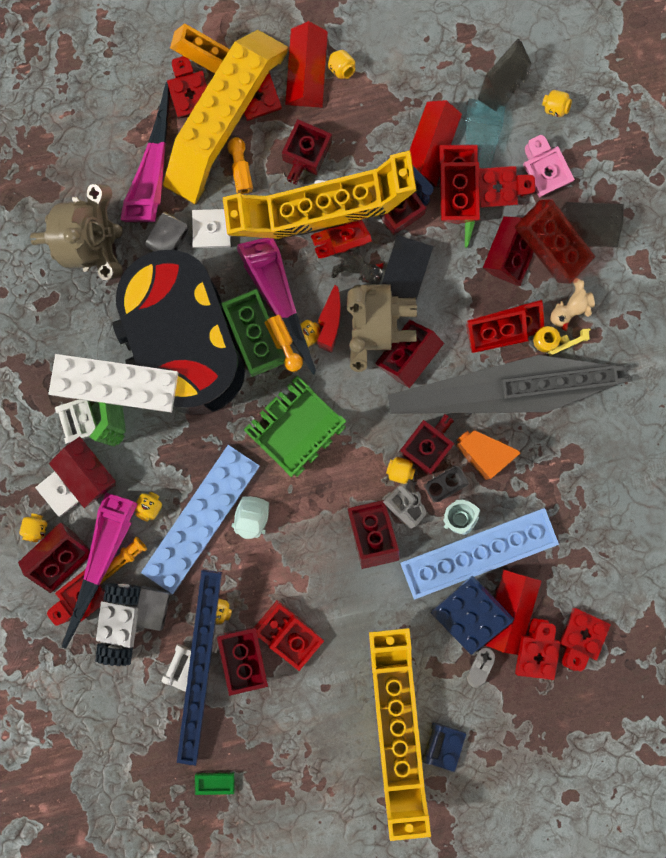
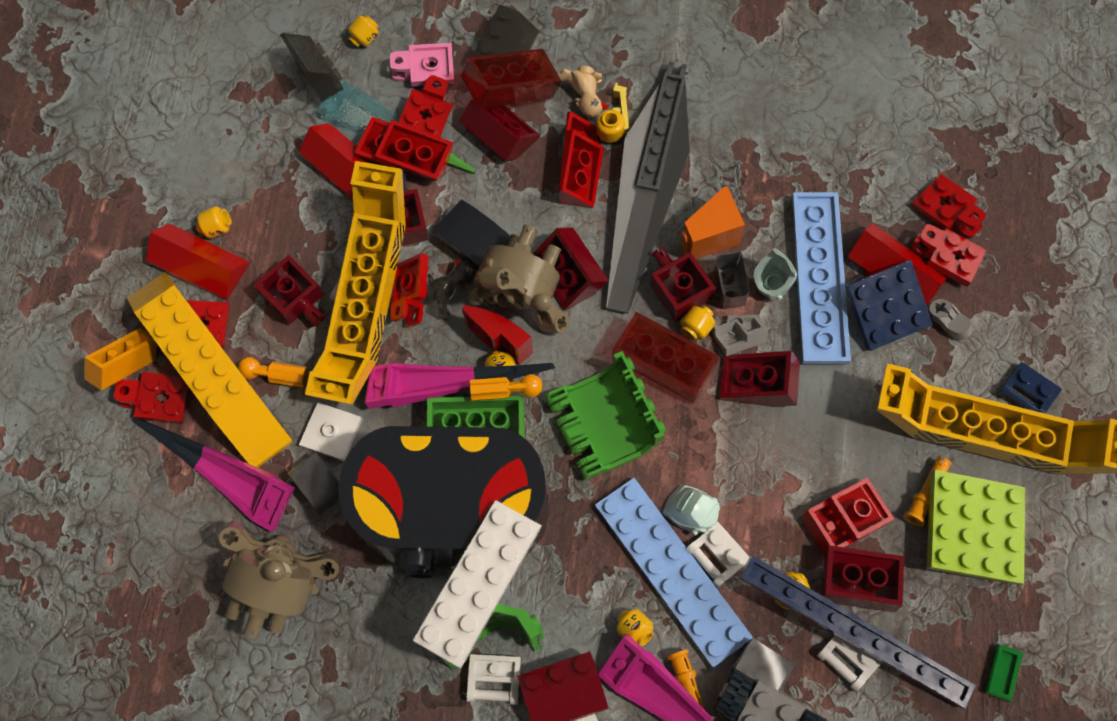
camera: 70 degrees left, 15 degrees down
(229, 553) = (723, 548): none -> white plate
(314, 734) = (976, 527): none -> lime plate
(321, 688) = (921, 500): none -> light orange pin
(361, 454) = (666, 357): none -> clear red brick

